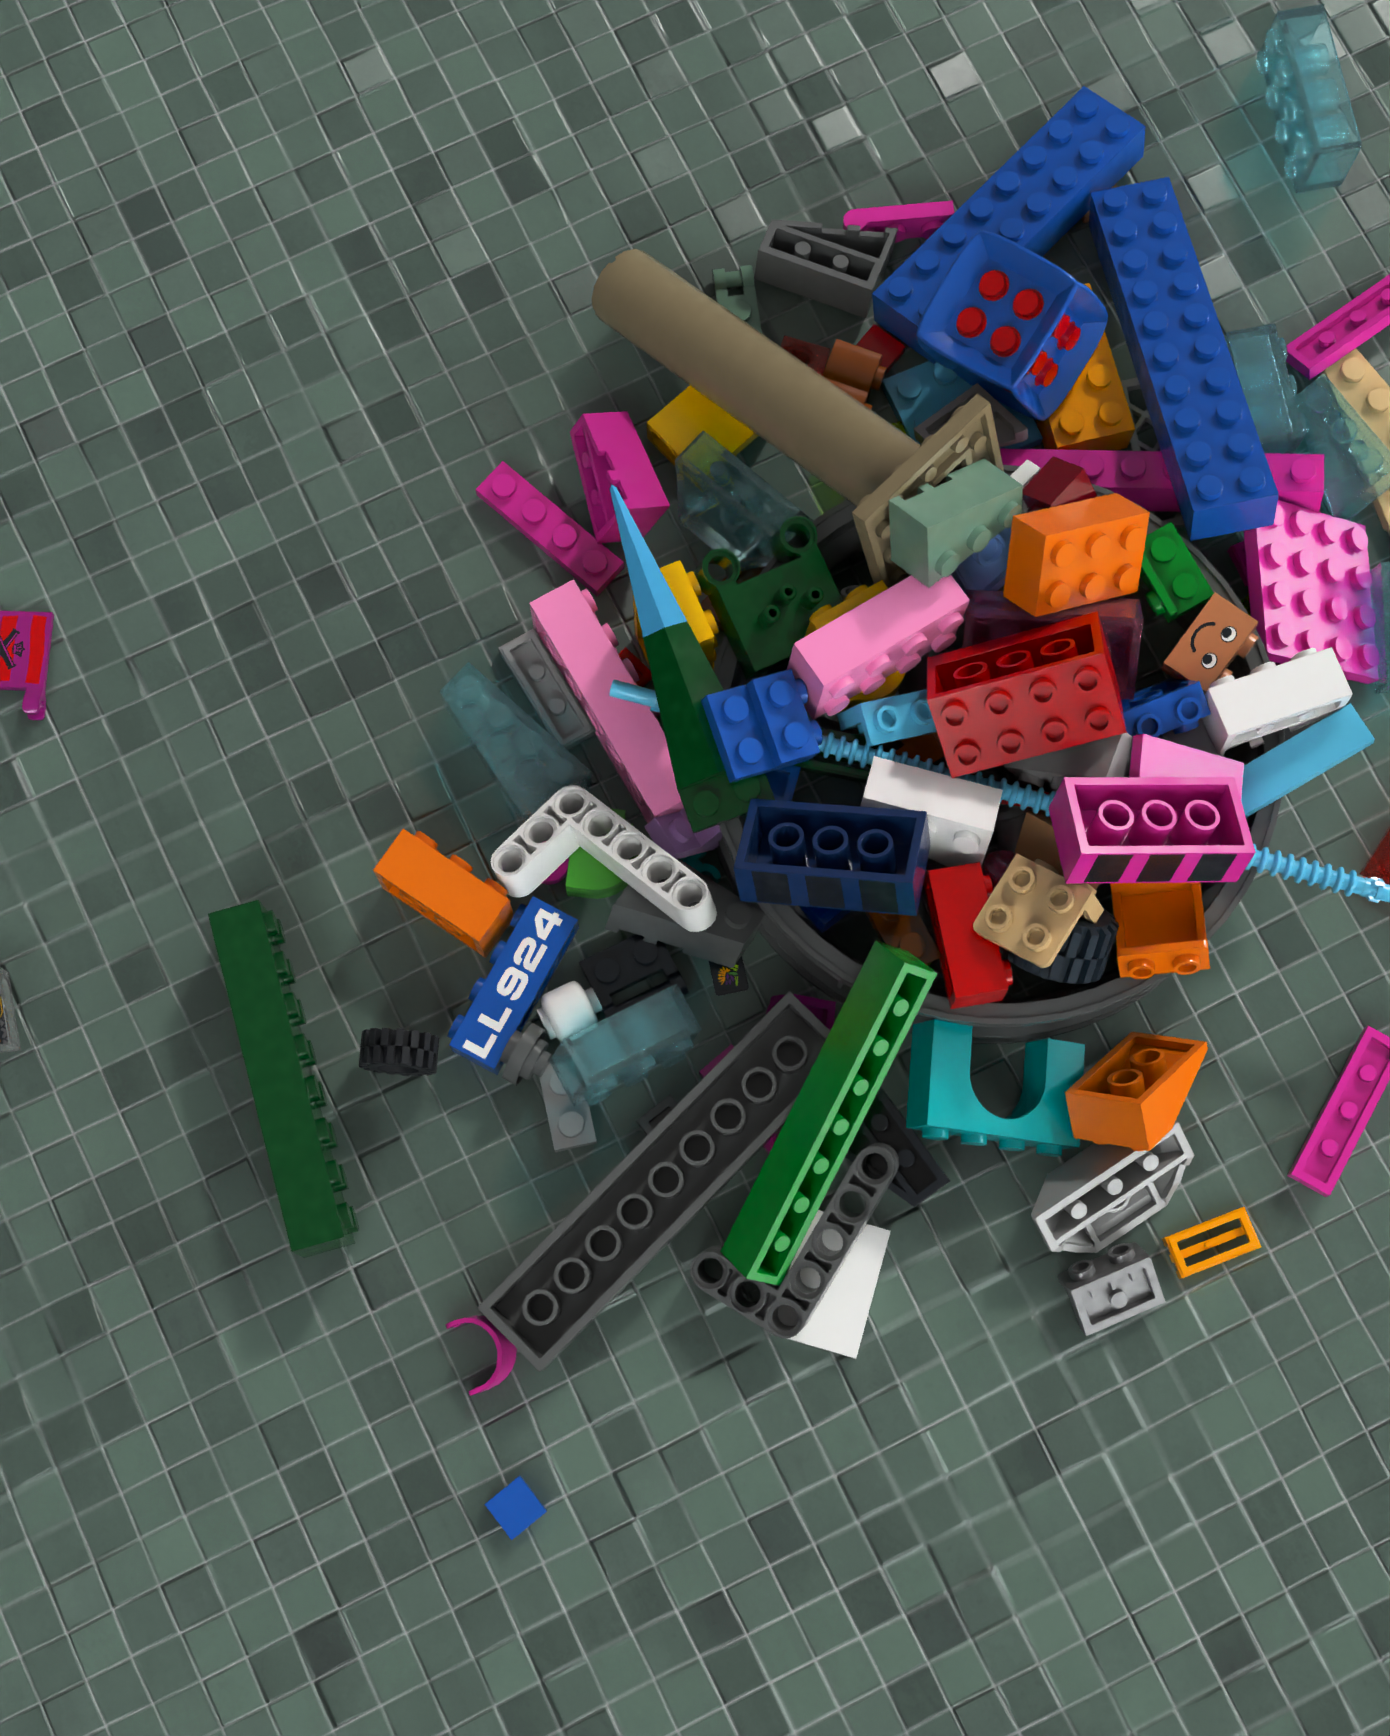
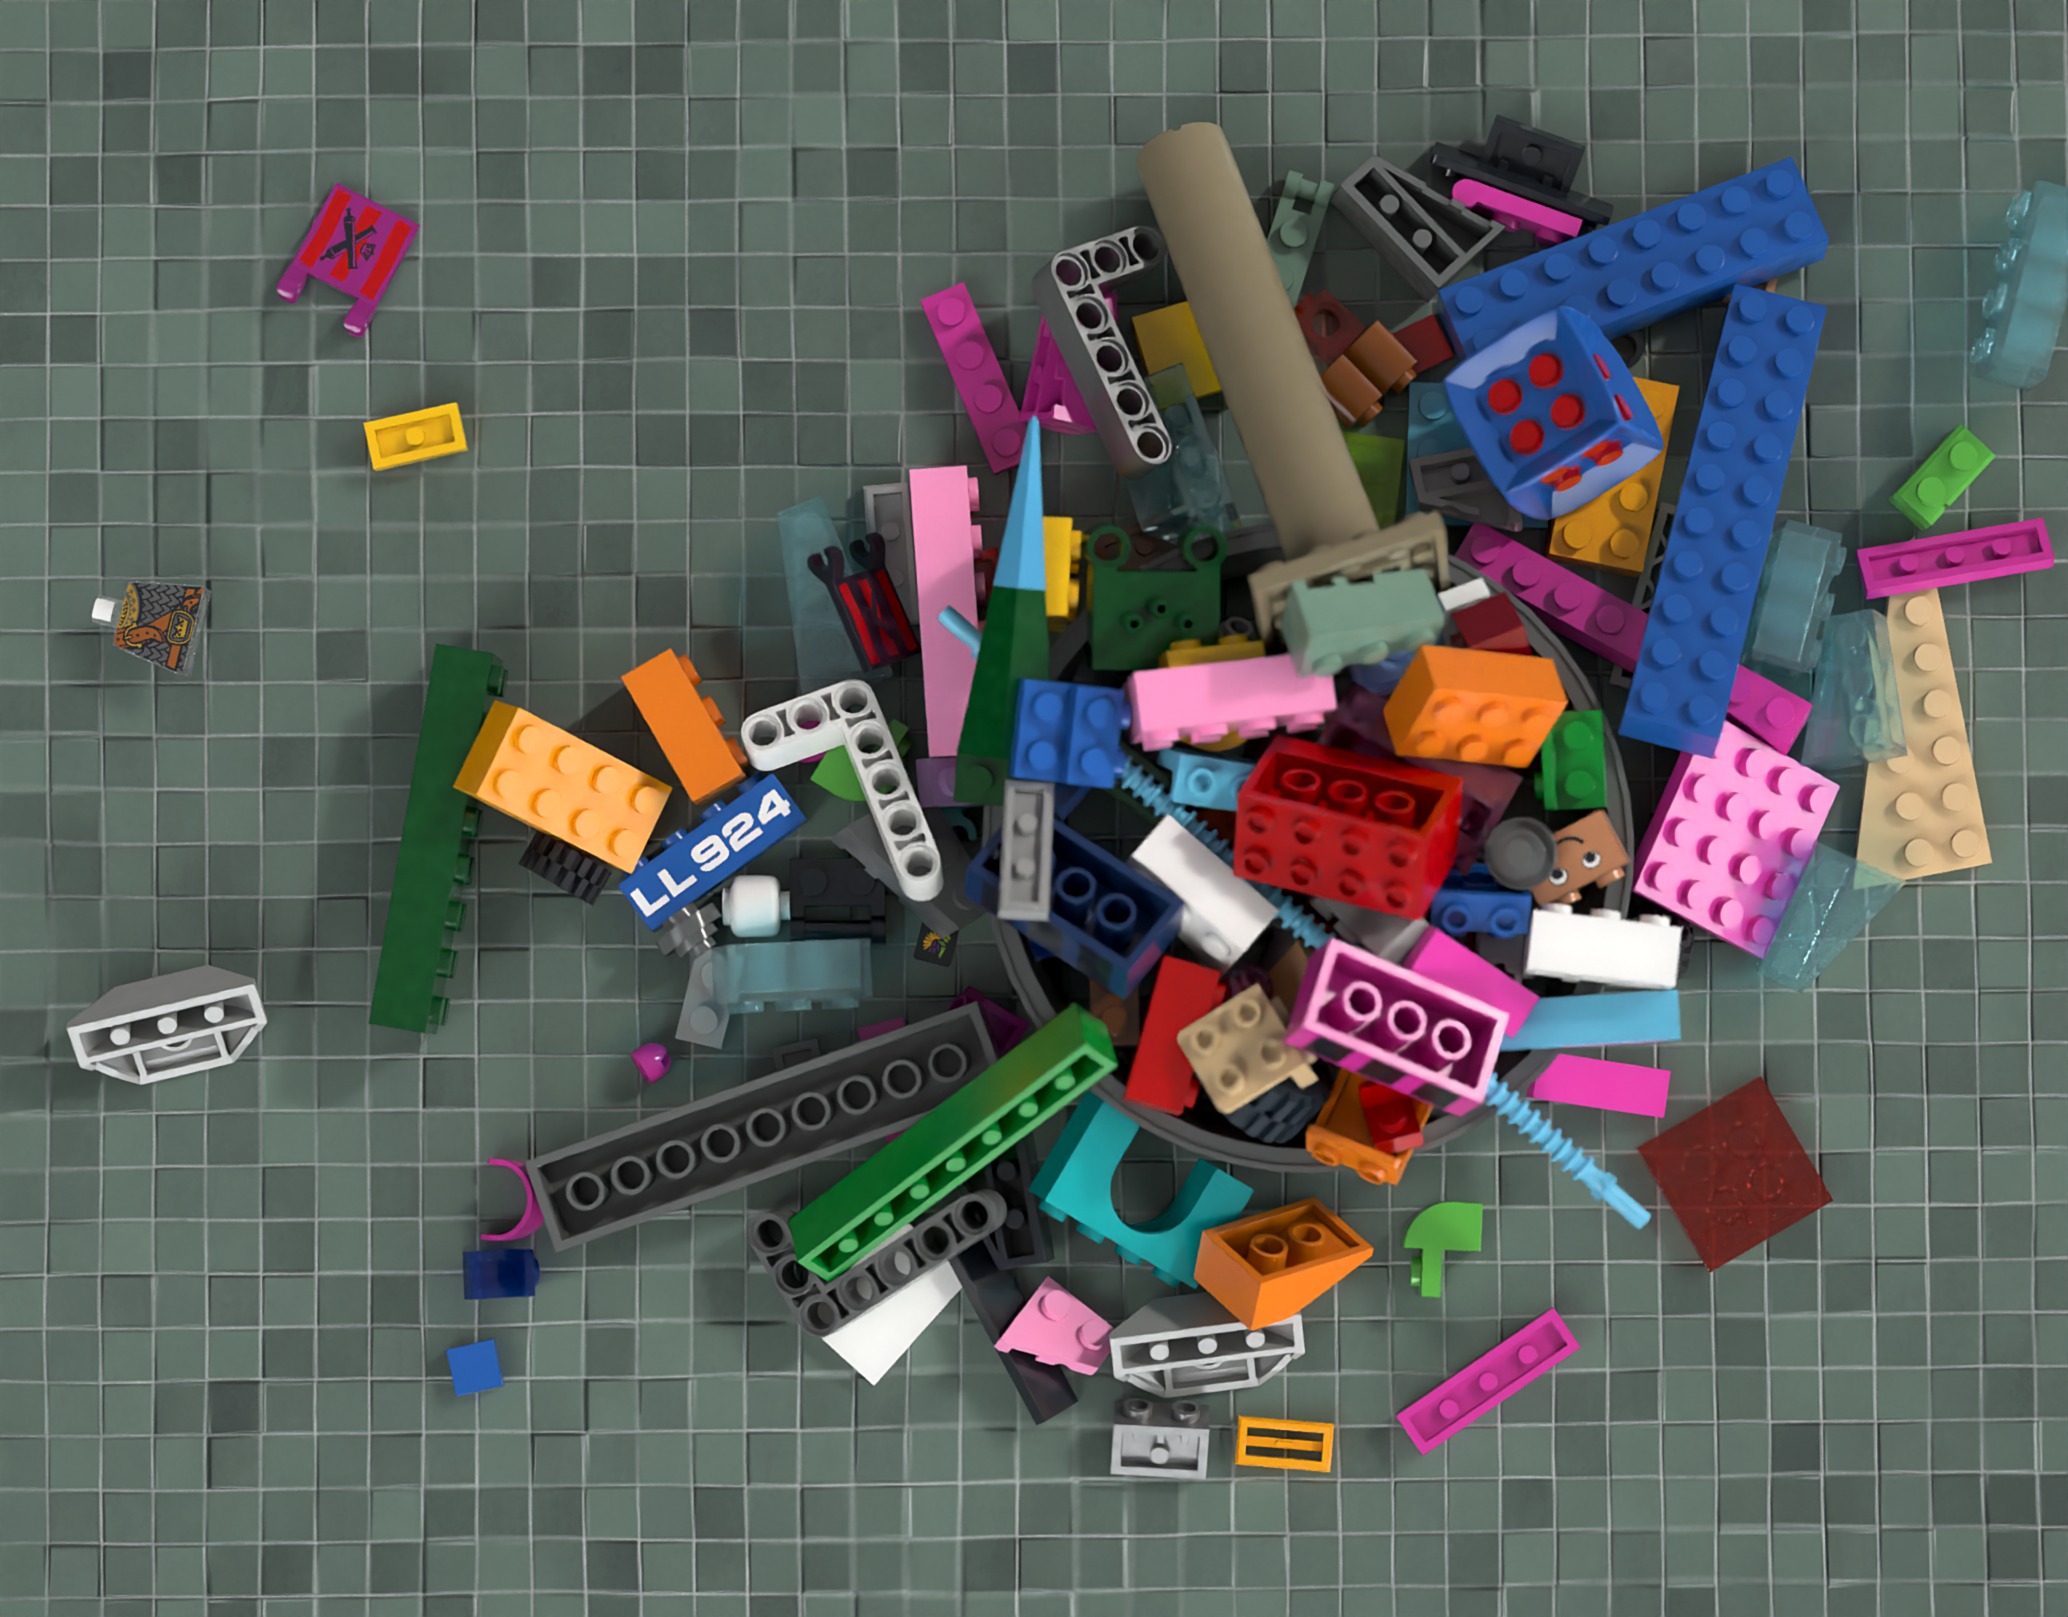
camera: 25 degrees right, 10 degrees up
(121, 772) = (415, 436): none -> yellow plate
(125, 1341) = (169, 1025): none -> light grey wedge
(364, 981) = (562, 786): none -> light orange brick
(500, 1416) = (500, 1273): none -> clear blue bracket
(544, 1179) = (651, 1061): none -> dark pink hinge
(545, 726) = (867, 603): none -> black flag
(597, 419) = (1103, 342): none -> dark grey beam
(775, 832) = (1026, 850): none -> light grey tile
(888, 183) = (1527, 164): none -> black bracket
(948, 1256) = (997, 1305): none -> black tile
(986, 1236) = (1059, 1330): none -> bright pink wing
(1172, 653) = (1521, 853): none -> dark grey plate
(1175, 913) = (1389, 1118): none -> red bracket
(1241, 1014) = (1439, 1228): none -> bright green brick
(1316, 266) = (1941, 477): none -> bright green brick
(1319, 830) = (1603, 1085): none -> dark pink tile

